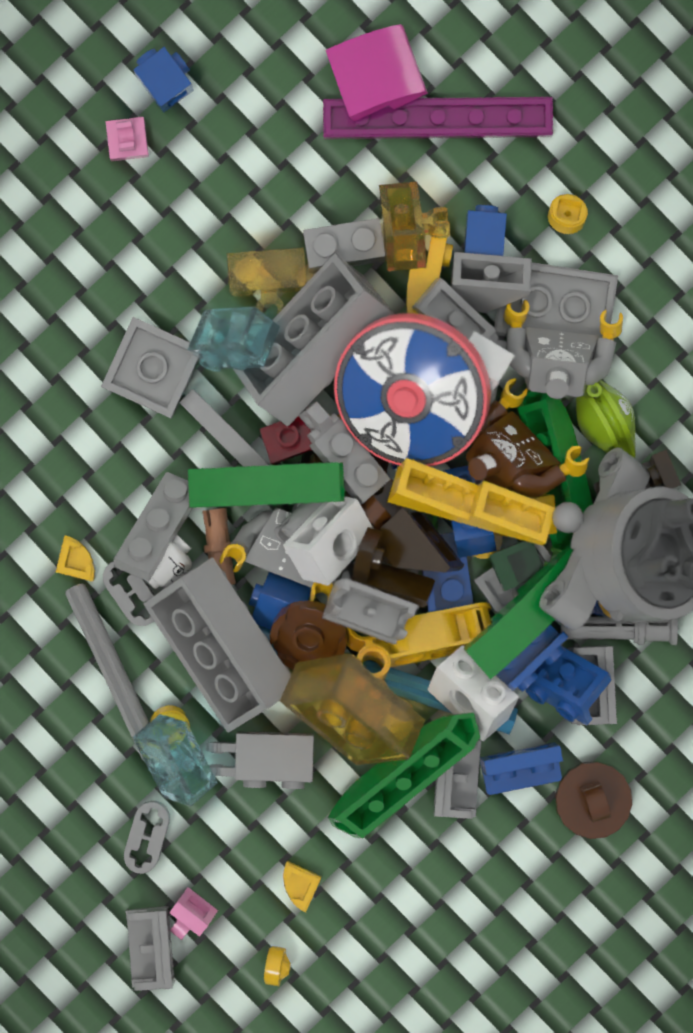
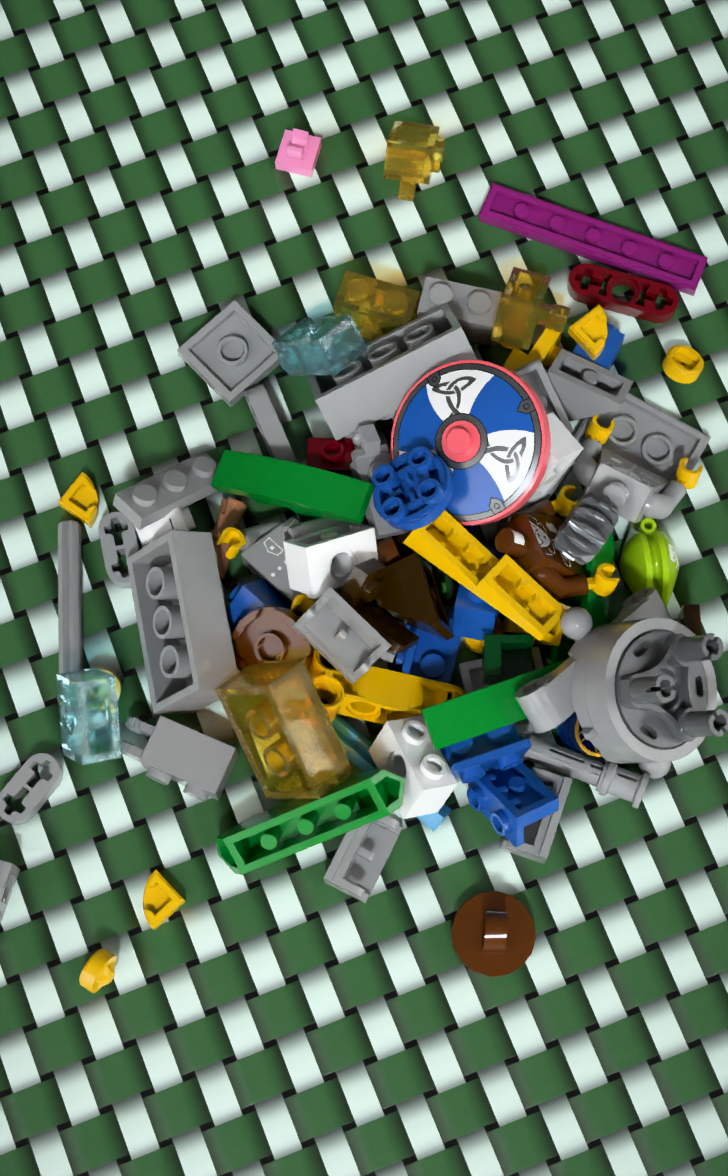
camera: 25 degrees right, 15 degrees down
(163, 77) = (354, 111): blue brick -> none
(191, 914) = (38, 882): bright pink tile -> none
(241, 107) = (413, 156): none -> clear yellow brick
(376, 71) = (551, 173): dark pink slope -> none
(379, 457) = (412, 489): none -> blue tile
(476, 225) = (591, 332): none -> yellow tile
(495, 149) = (636, 284): none -> dark red beam
(521, 768) = (432, 868): blue bracket -> none
(544, 427) = (586, 528): none -> dark grey gear

